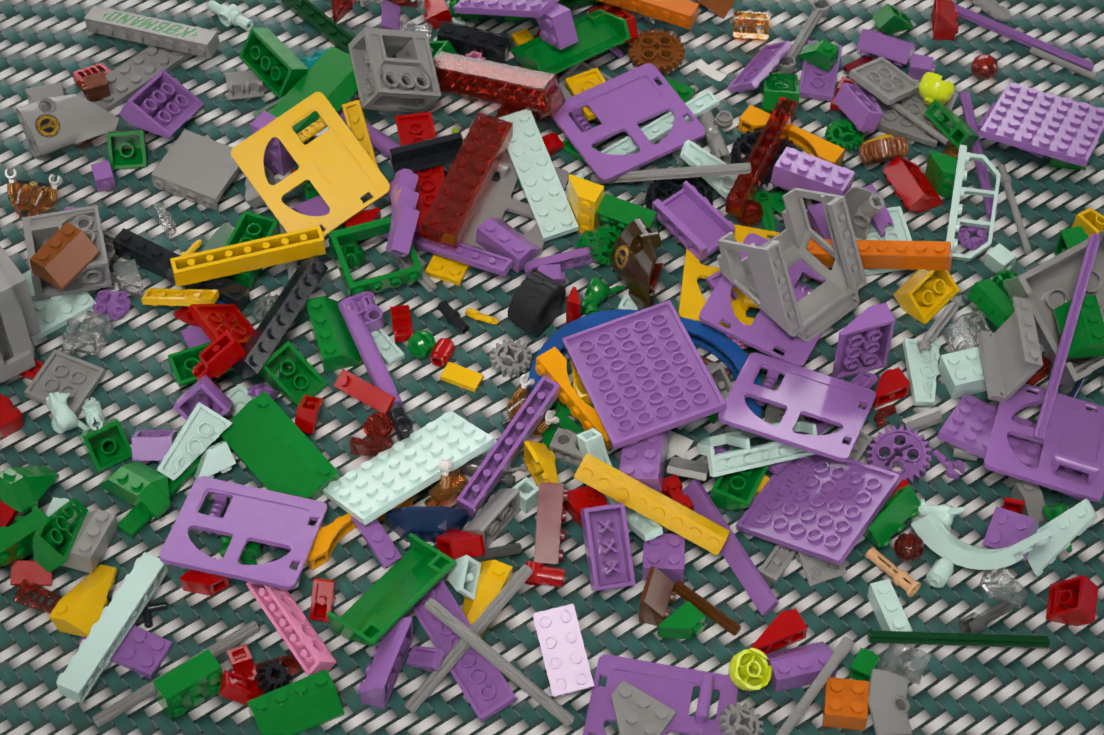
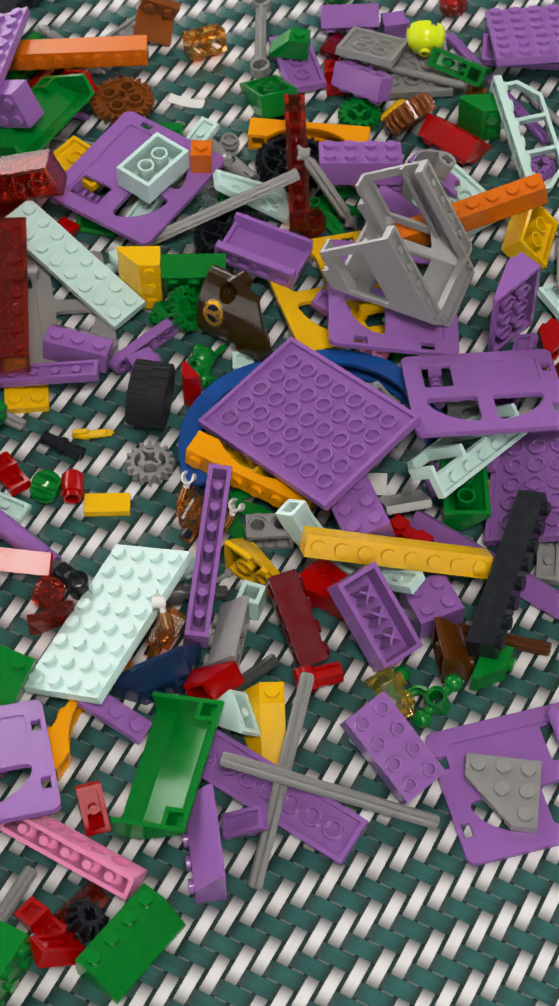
camera: 25 degrees left, 0 degrees up
(591, 613) = (393, 685): none -> clear yellow window
(605, 639) = (422, 718): none -> green piece
(639, 118) = (153, 167): none -> light aqua brick
(686, 122) = (201, 156): none -> orange slope
(732, 557) = (508, 574): none -> black brick
(760, 67) = (237, 78): medium lavender plate -> none
(772, 184) = (327, 187): none -> light grey wheel

